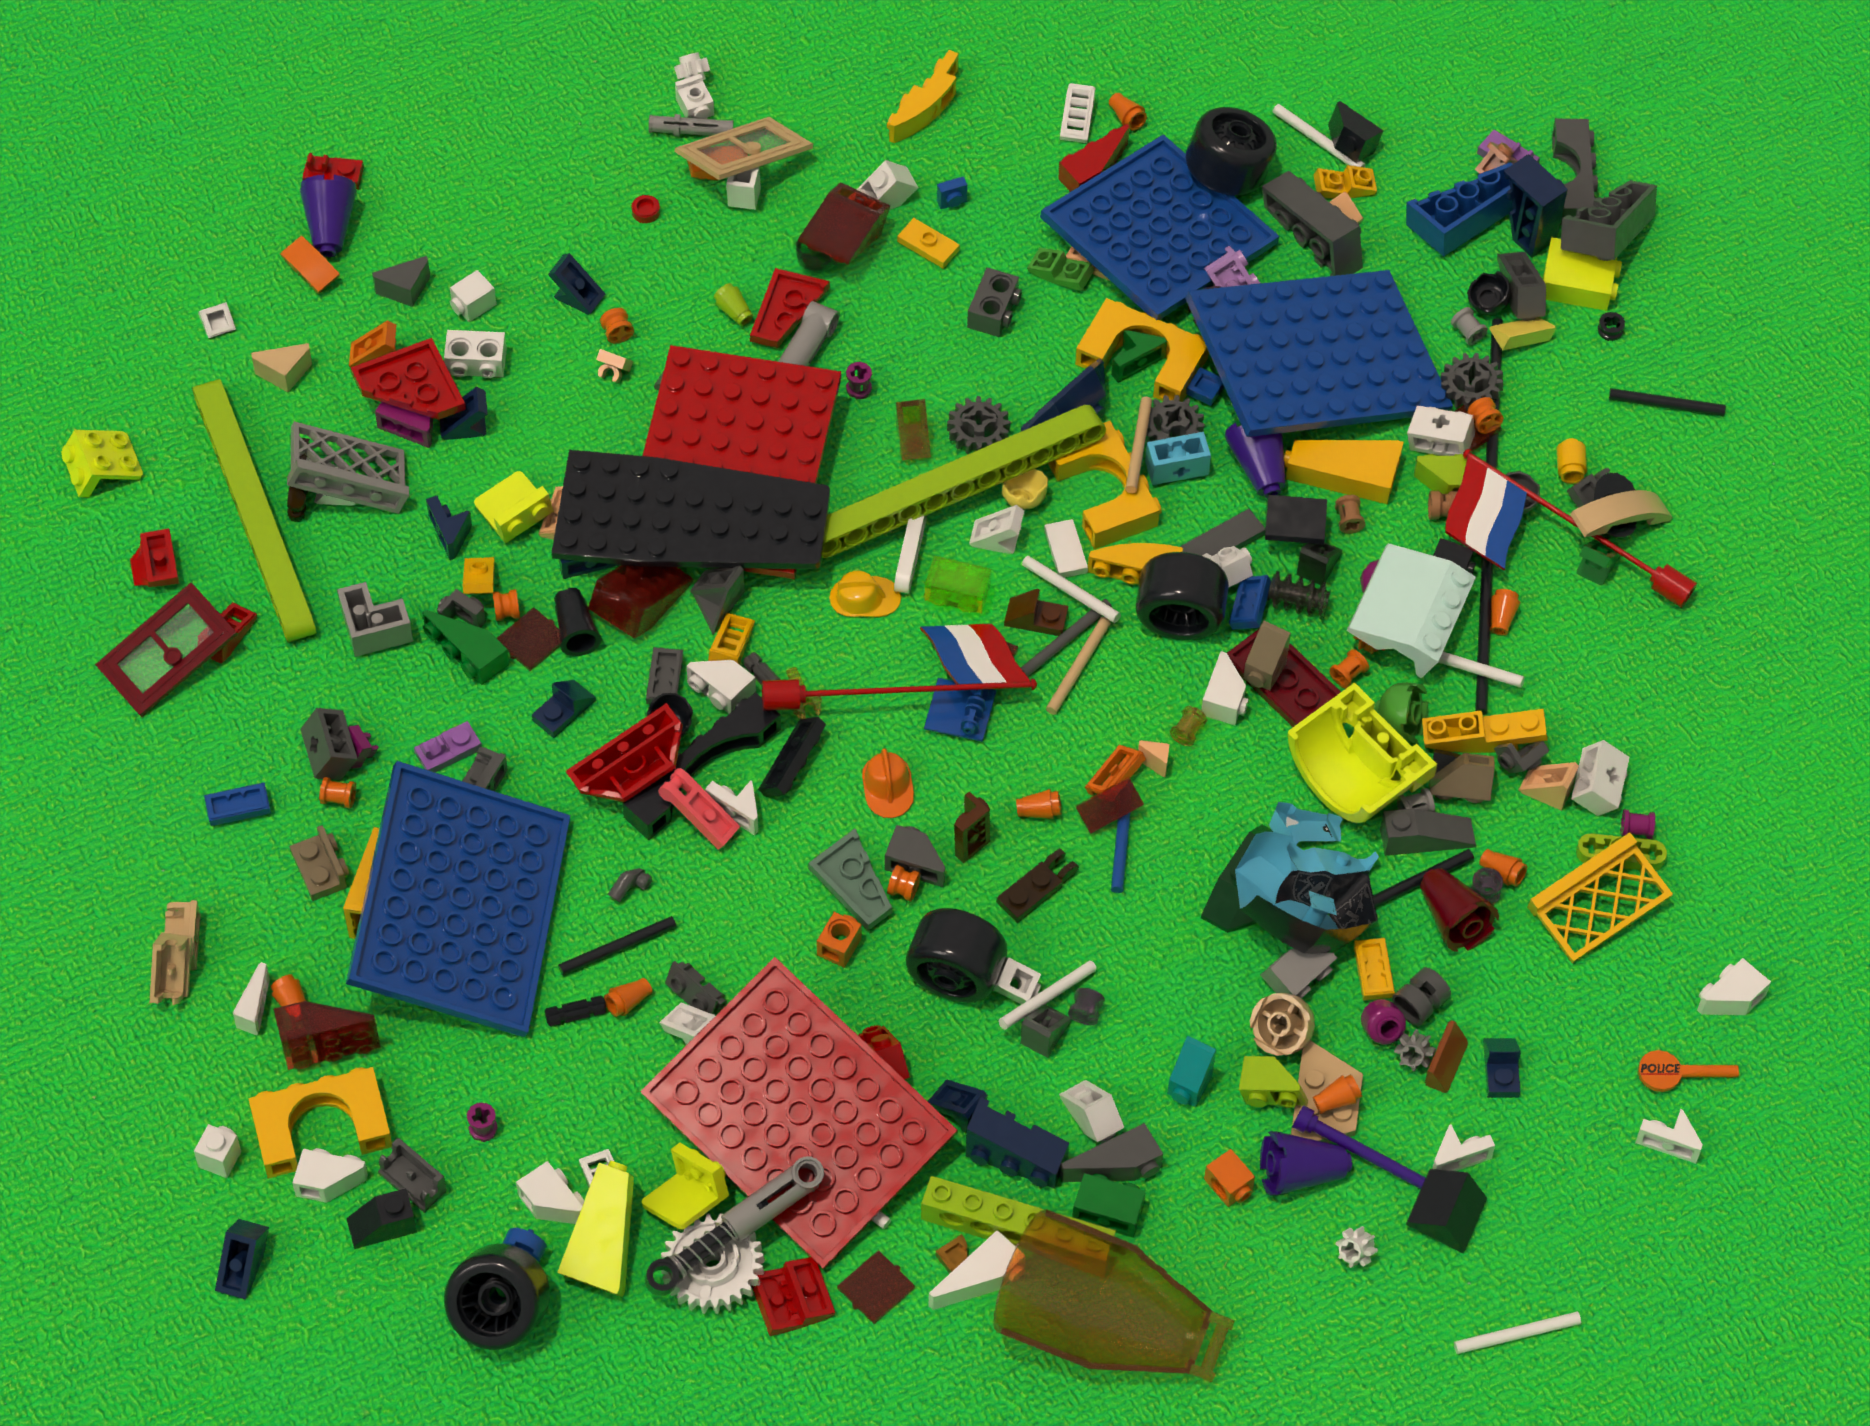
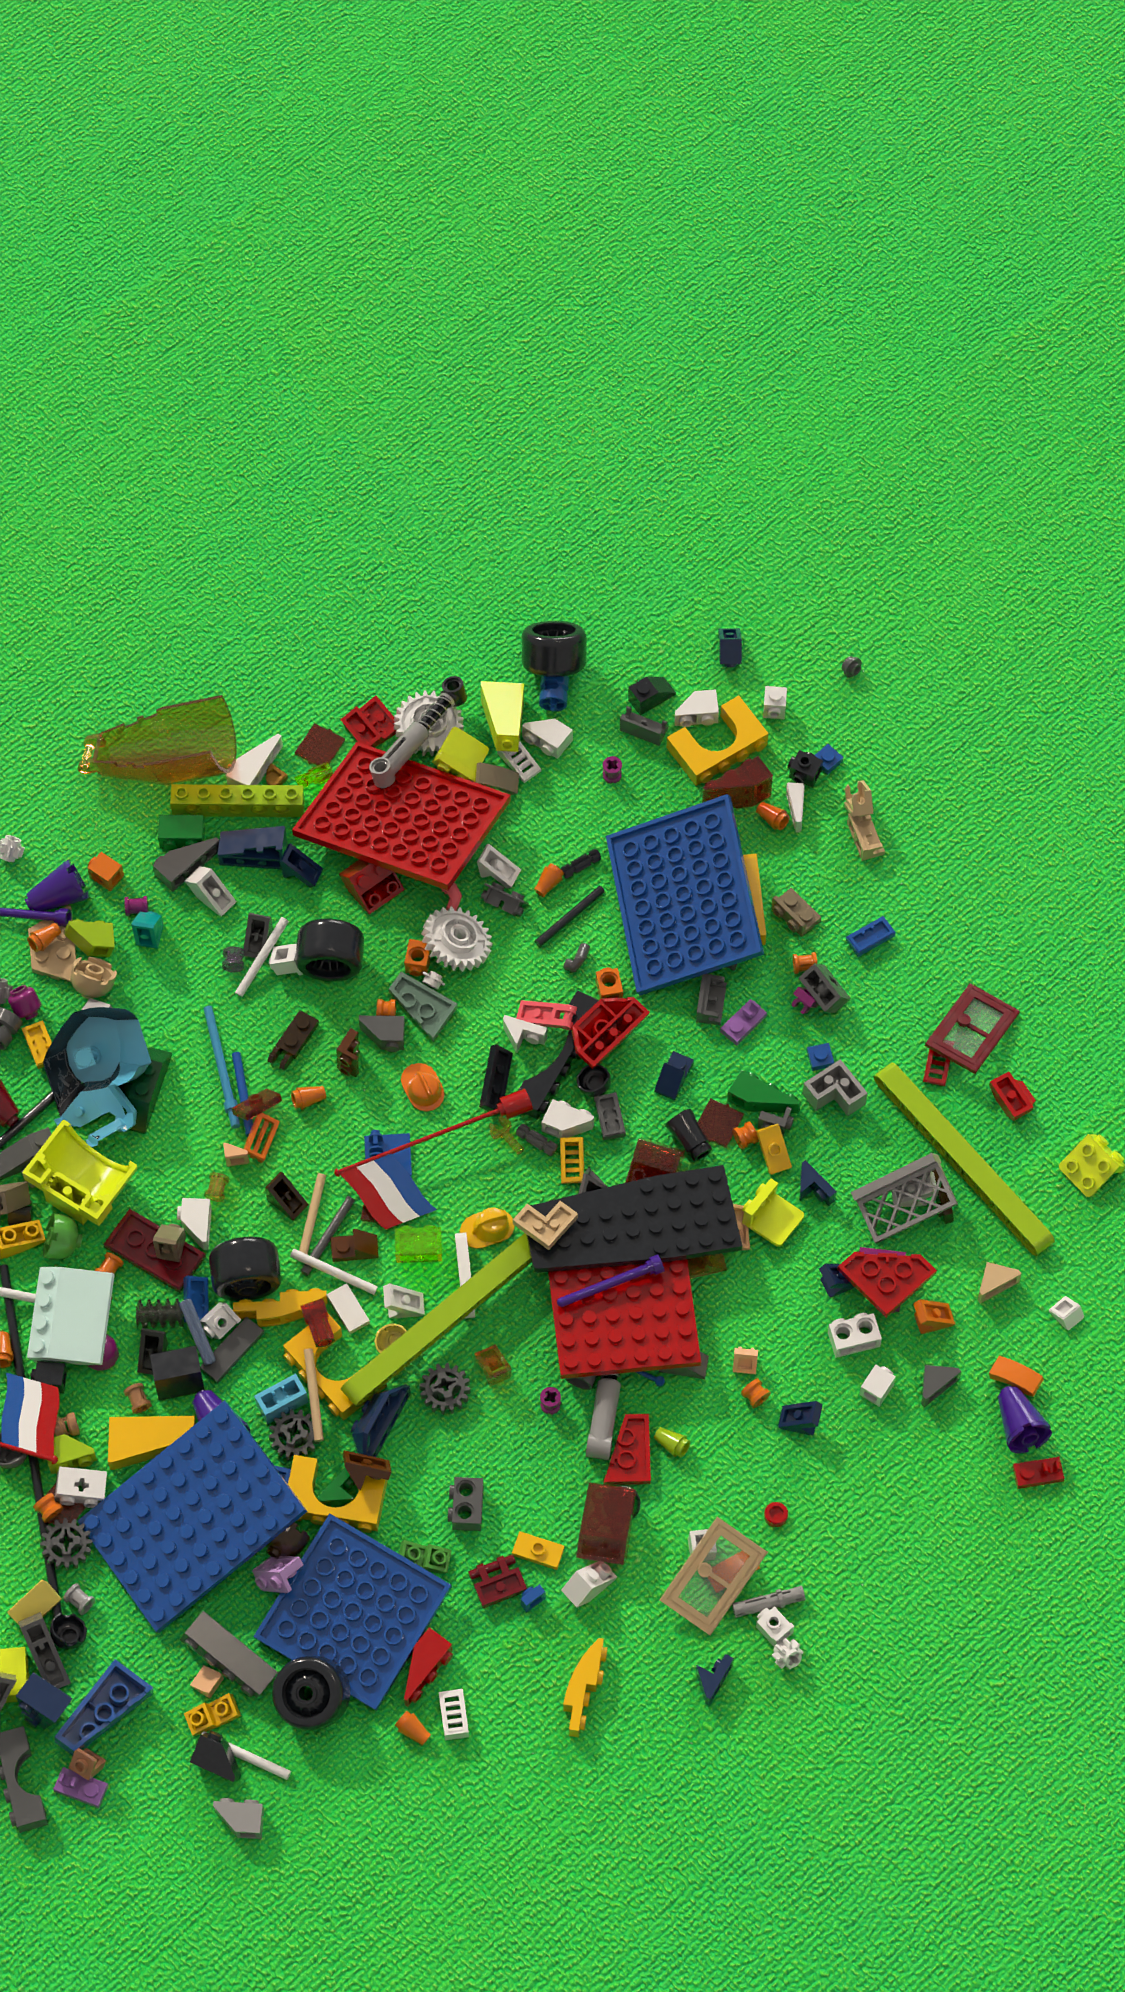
camera: 165 degrees right, 5 degrees up
(86, 1177) = (851, 666): none -> dark grey plate
(180, 1060) = (830, 758): none -> blue plate
(219, 1042) = (805, 768): none -> black brick
(370, 679) = (820, 1056): none -> blue plate
(602, 821) = (609, 975): none -> orange brick
(646, 1144) = (497, 778): none -> dark tan slope
(686, 452) = (652, 1266): none -> dark purple piece
(780, 67) = (710, 1682): none -> dark blue slope
(787, 919) = (456, 938): none -> white gear
(801, 513) = (545, 1229): none -> tan plate
(828, 903) = (433, 980): none -> white plate
(891, 1233) = (318, 774): none -> clear neon green plate
(983, 215) = (499, 1587): none -> dark red plate
(1100, 340) = (362, 1465): none -> reddish brown slope
(1106, 691) = (285, 1196): none -> dark brown slope
(1110, 518) = (316, 1318): none -> clear red piece
(1142, 826) = (221, 1066): none -> dark azure bar
(1198, 1118) = (136, 905): none -> magenta bush
(1259, 553) = (197, 1332): none -> sand blue axle
(1340, 77) = (241, 1818): none -> light grey slope

